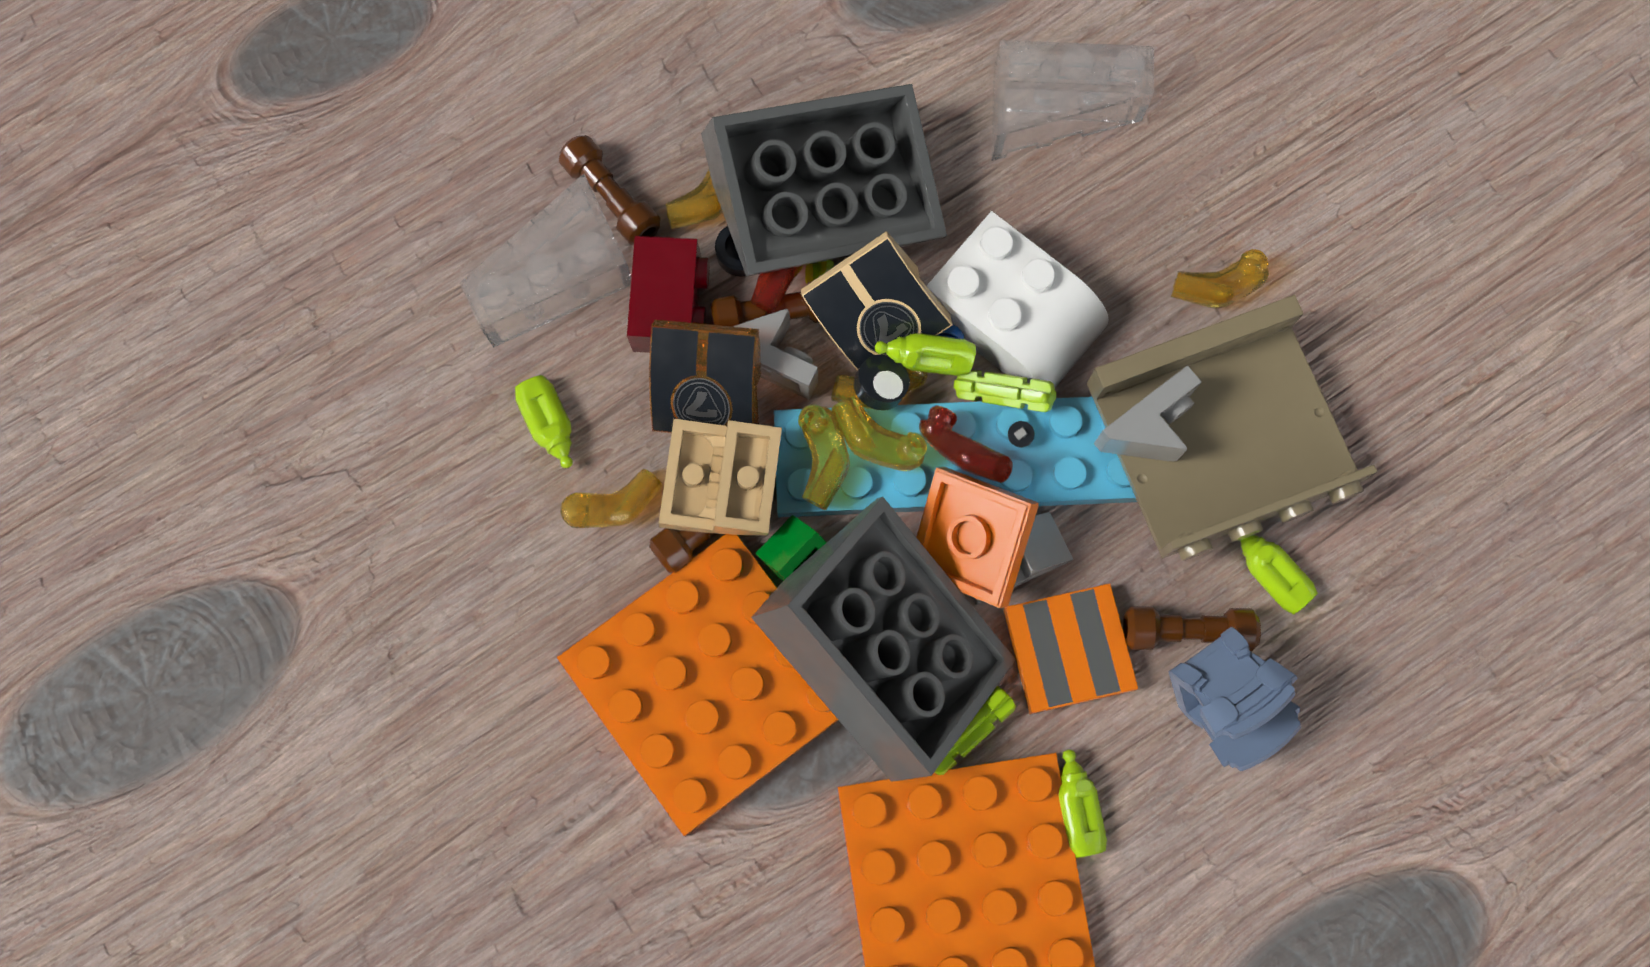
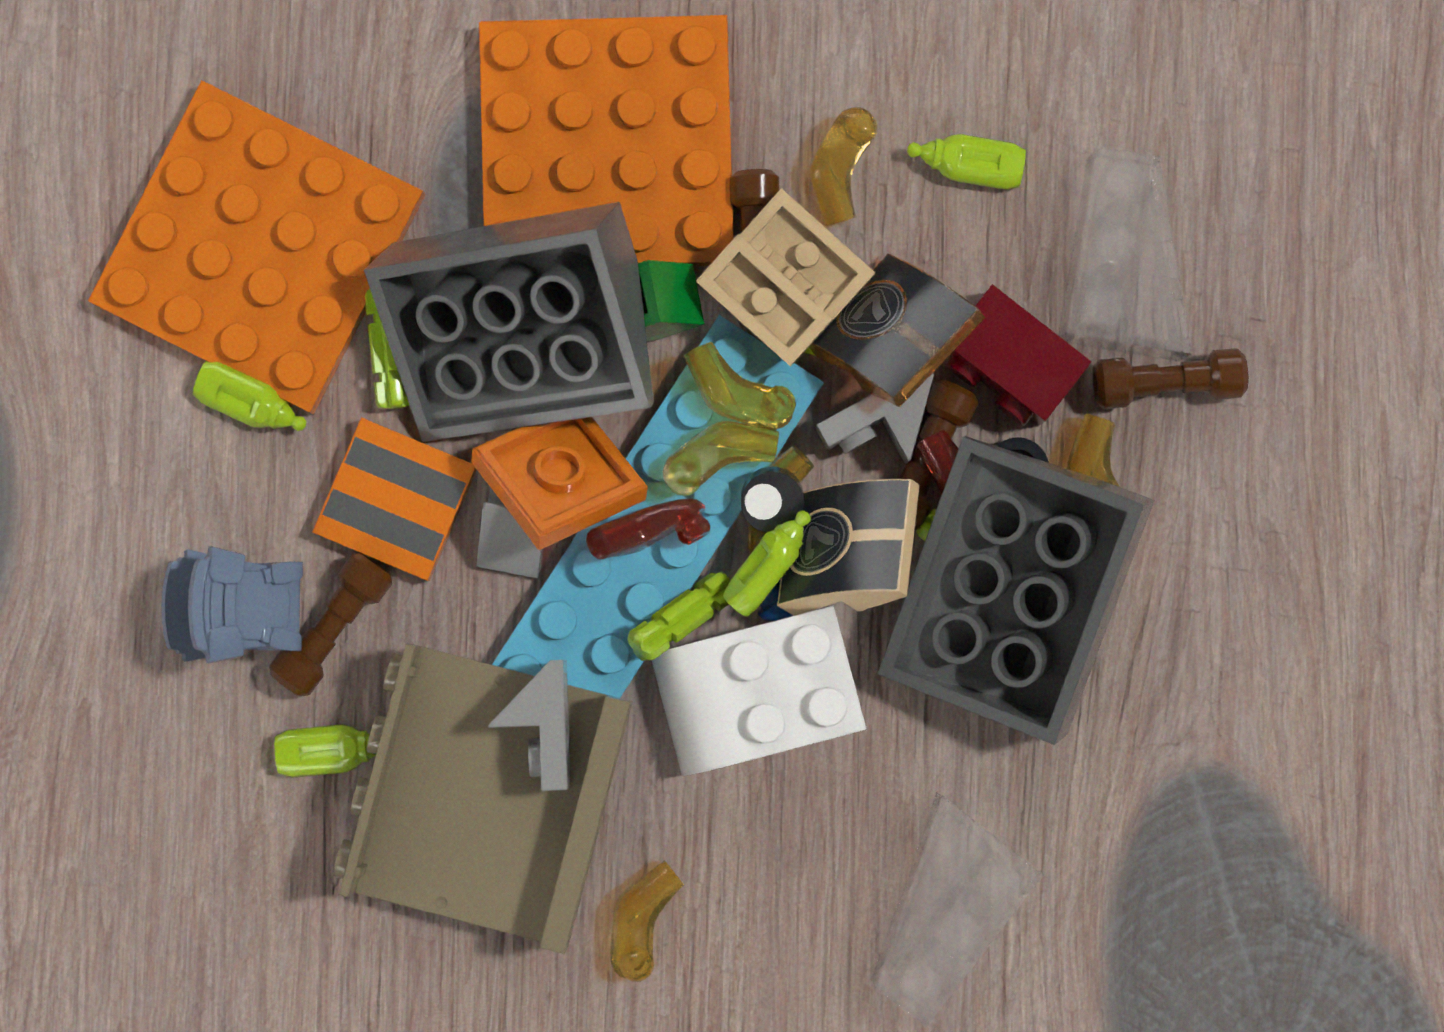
camera: 125 degrees right, 10 degrees up
(1021, 434) = (626, 598): black piece -> none

